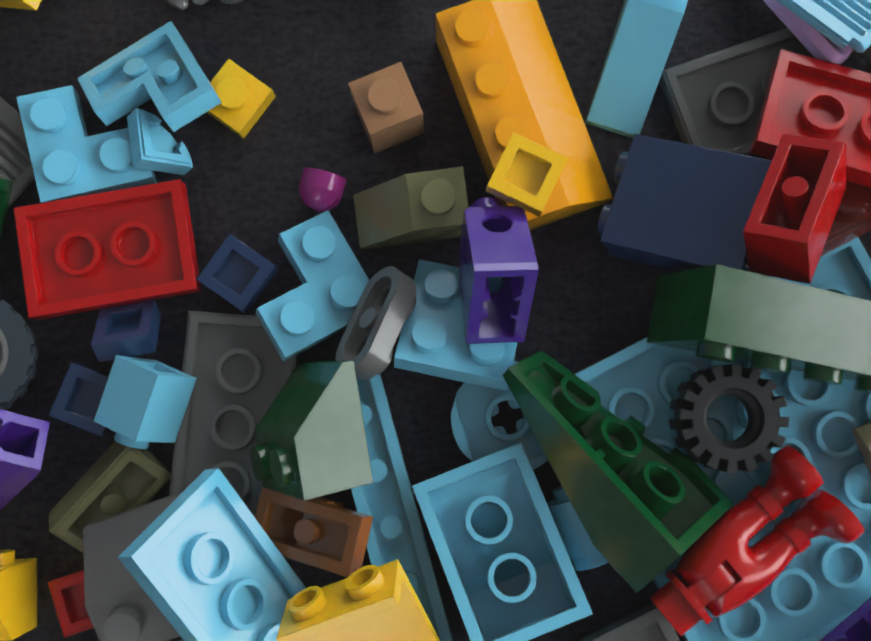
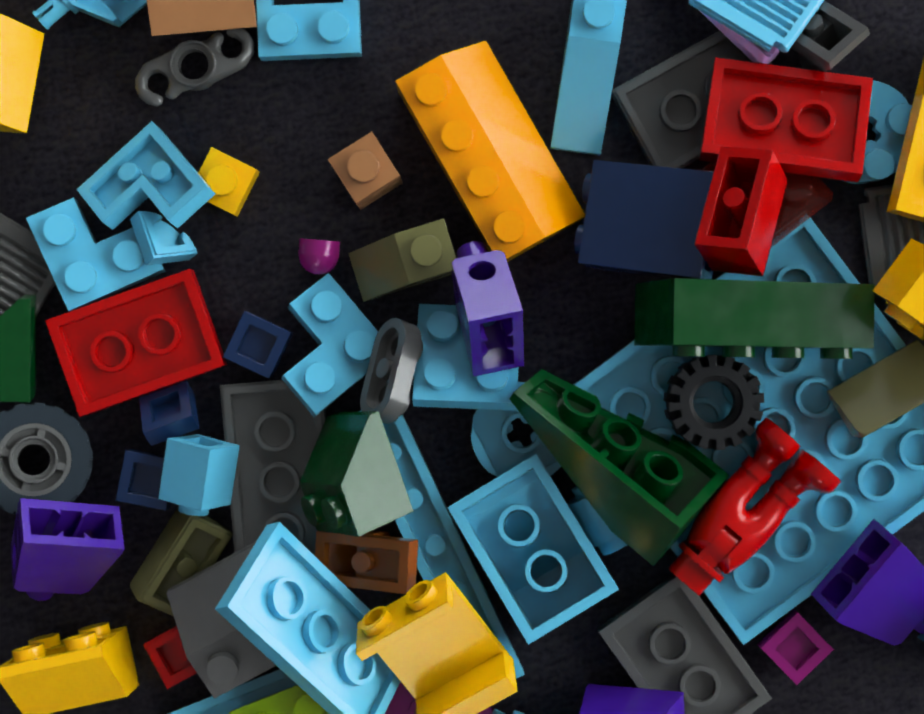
camera: 10 degrees left, 5 degrees up
(526, 174) = (500, 221): yellow plate -> none

